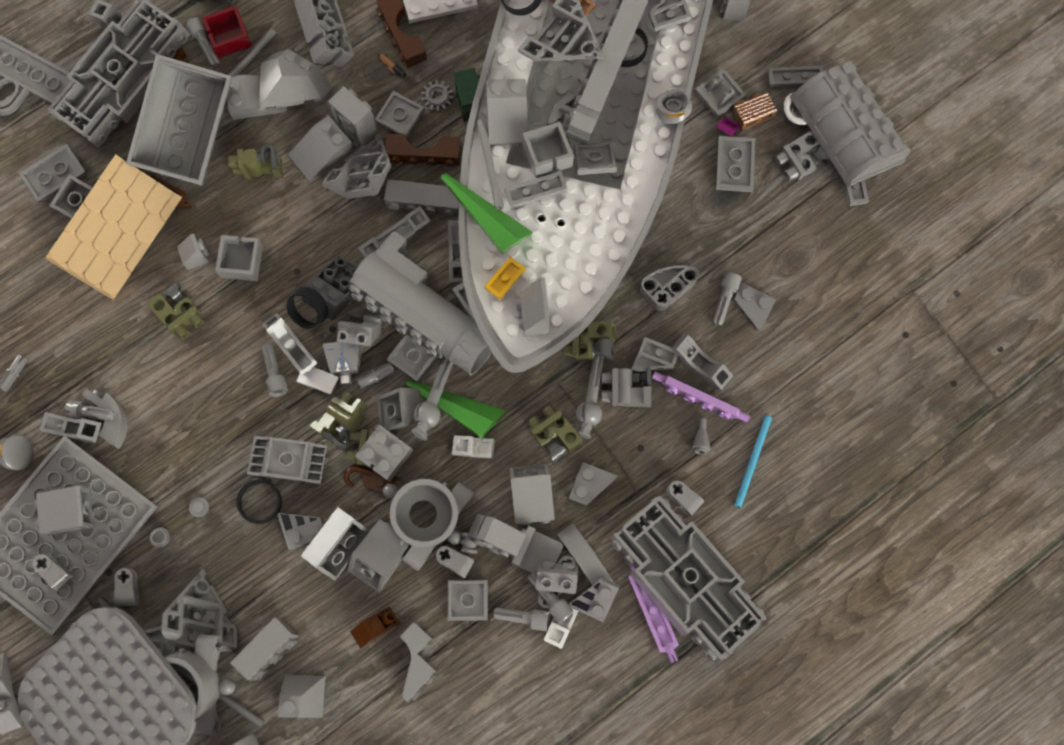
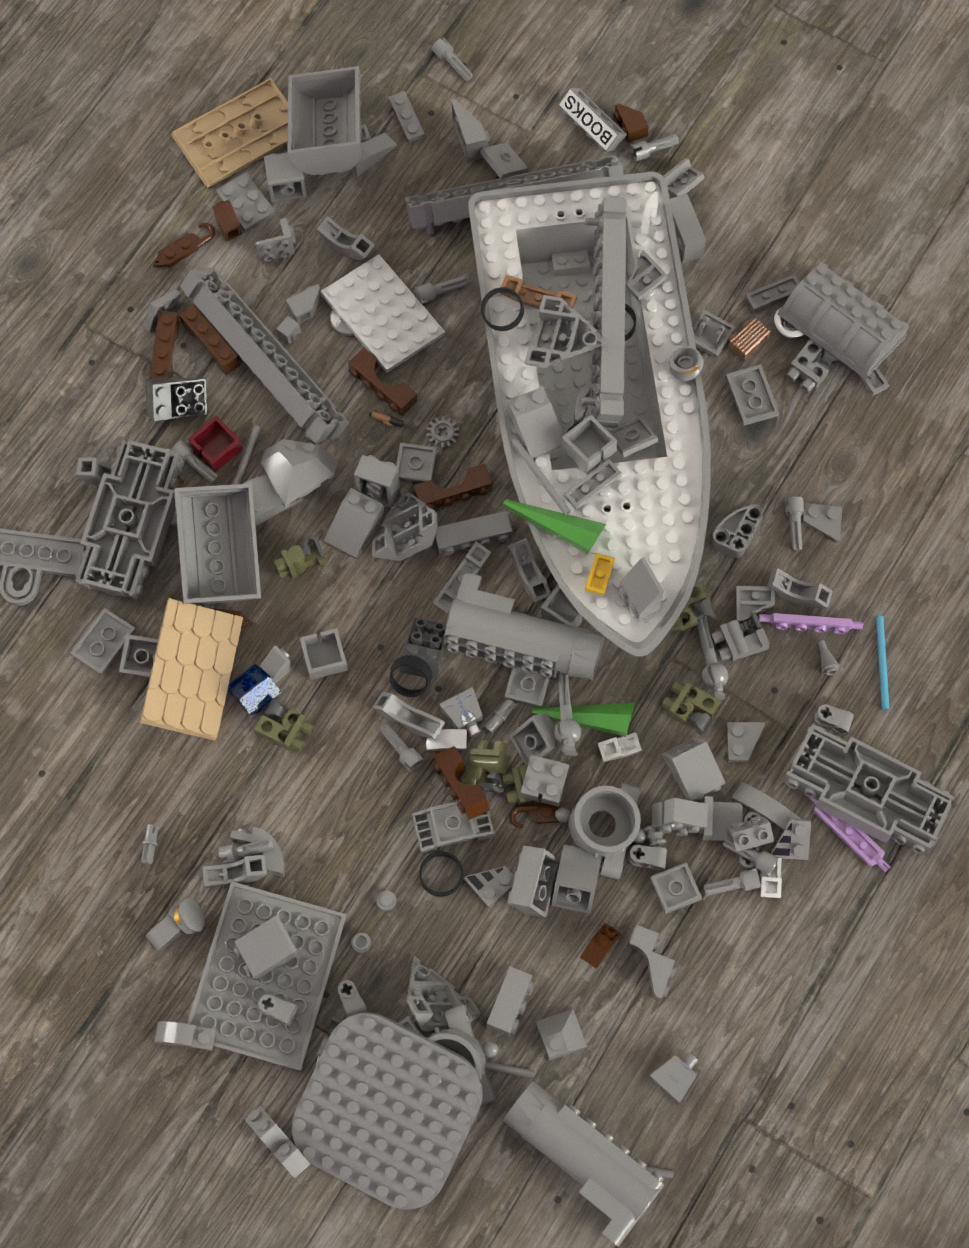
camera: 20 degrees left, 5 degrees down
(163, 268) = (253, 689): none -> clear blue slope
(307, 443) = (469, 797): none -> reddish brown arch
(359, 333) = (469, 681): light grey hips -> none
(466, 85) = (477, 420): dark green brick -> none
(728, 126) = (731, 362): magenta tile -> none

